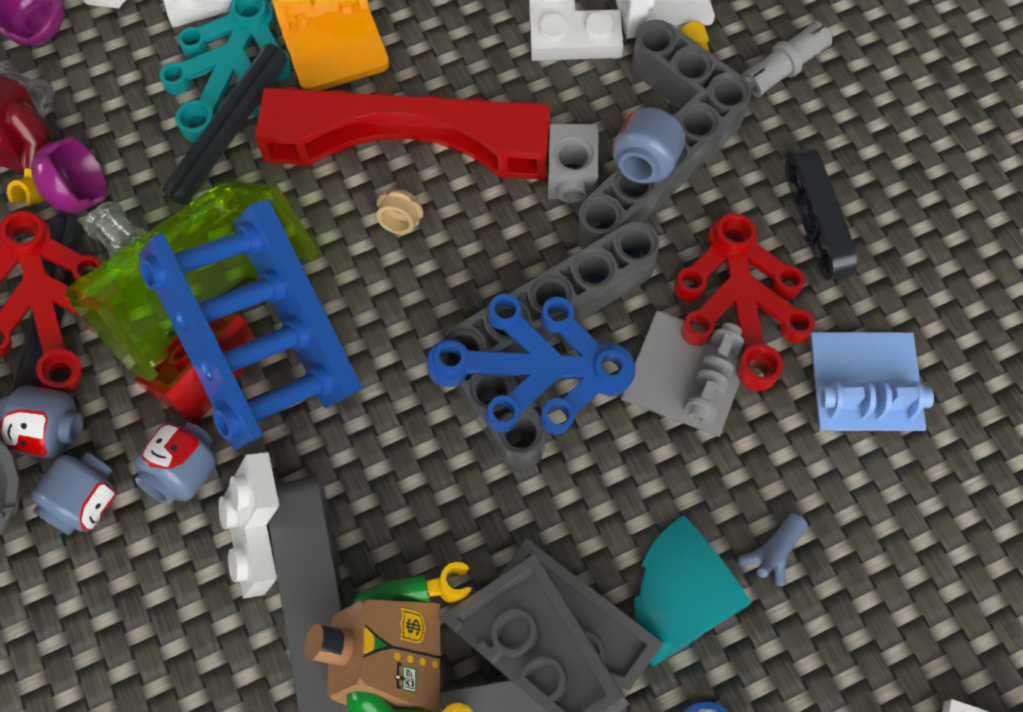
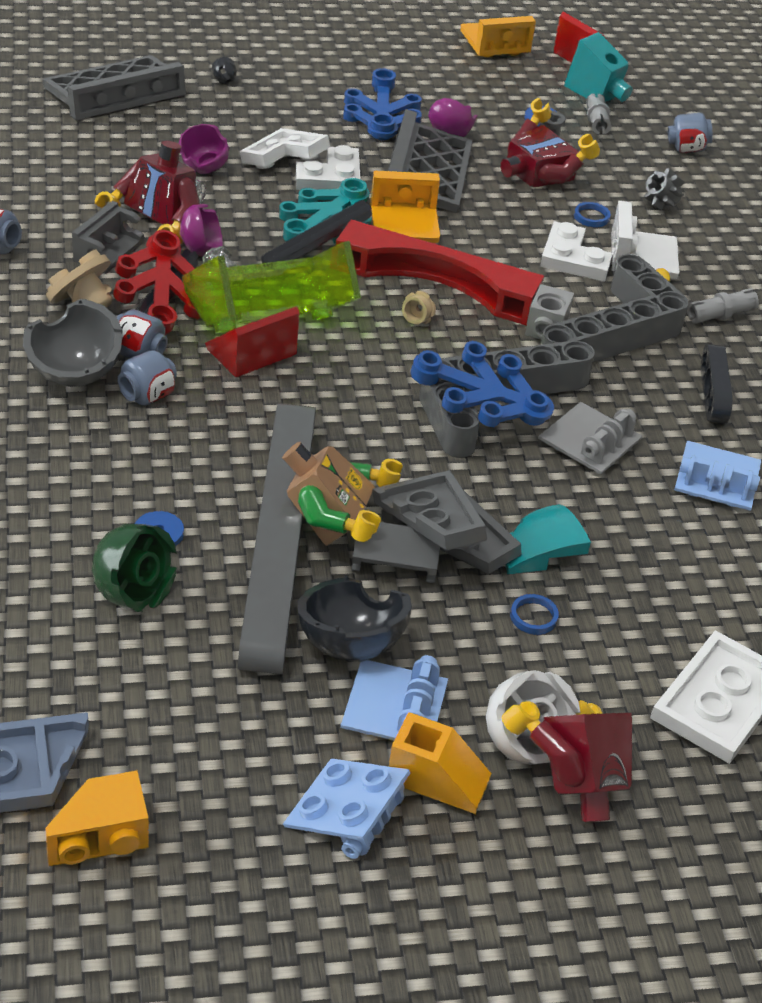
camera: 10 degrees right, 25 degrees down
(175, 462) = (221, 379): sand blue head -> none
(246, 512) = (259, 412): white plate -> none
(281, 283) = (331, 303): blue fence -> none
(648, 145) = (604, 302): sand blue head -> none
(746, 295) = (650, 383): red plant -> none
(776, 550) = (620, 536): sand blue bar -> none

